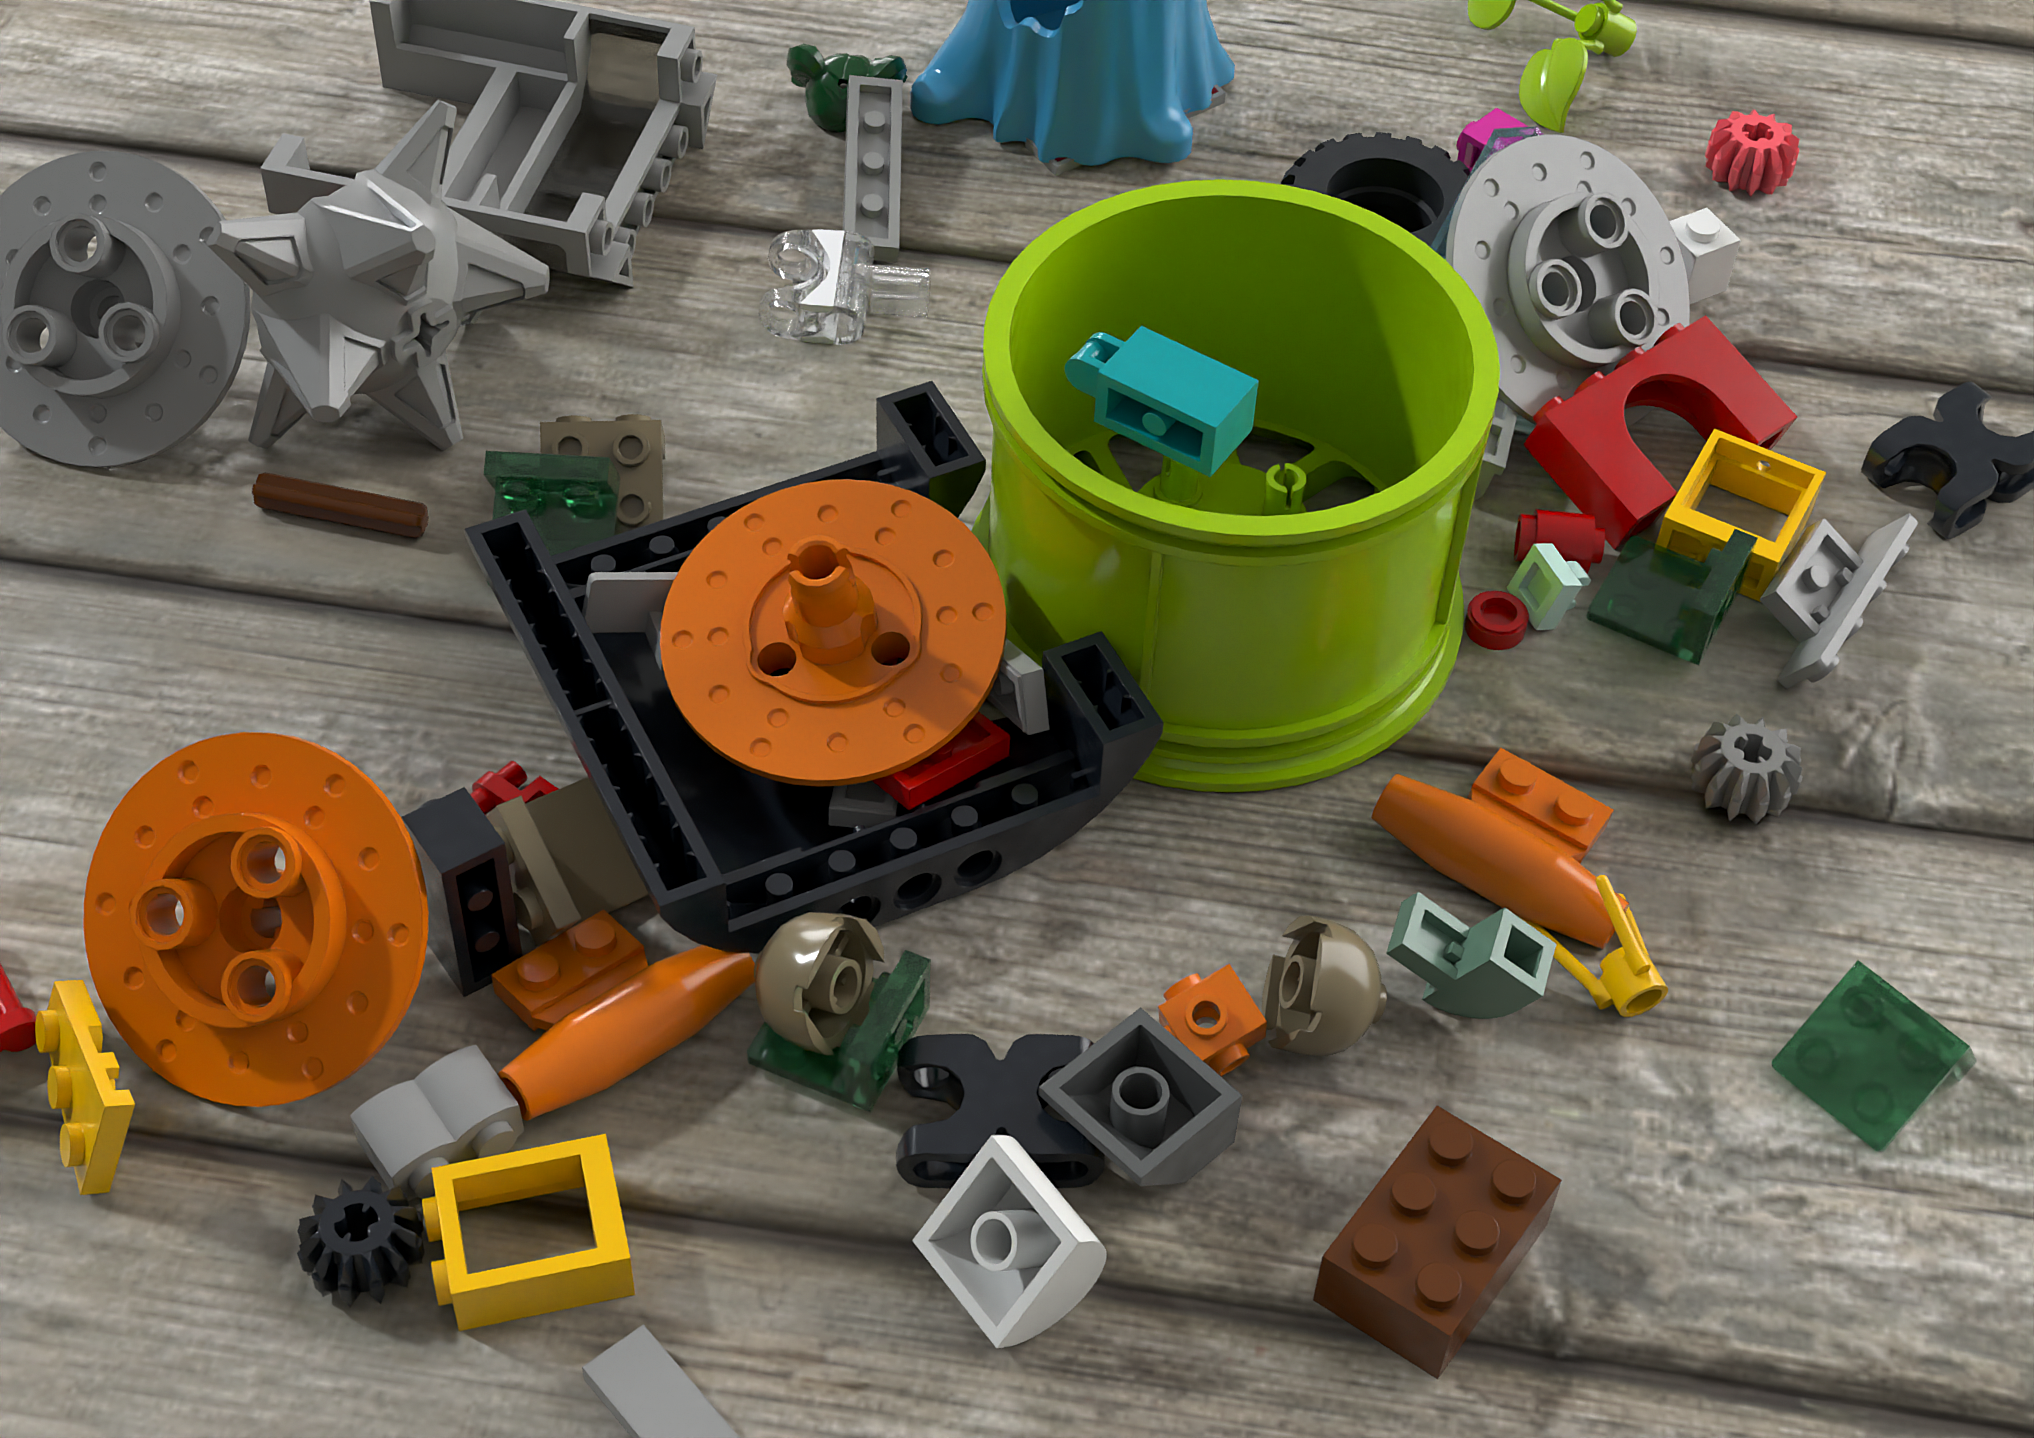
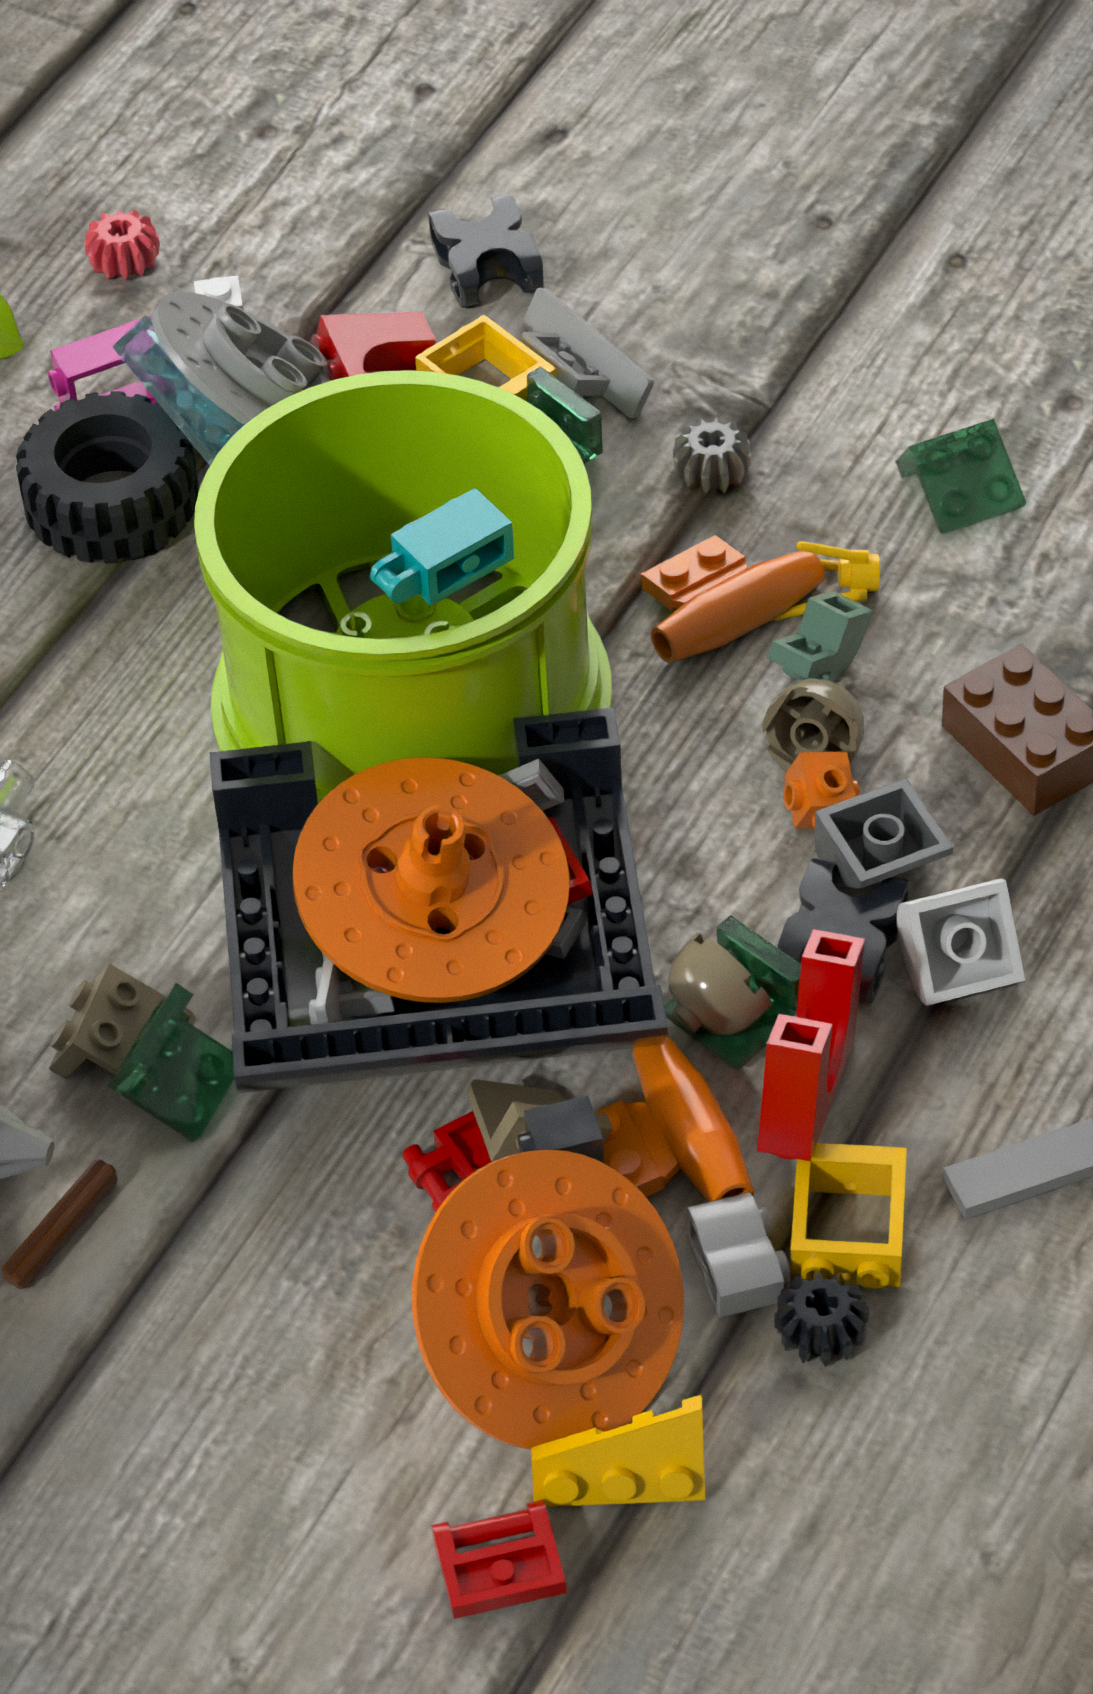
camera: 65 degrees left, 0 degrees up
(800, 1125) = (812, 1049): none -> red arch

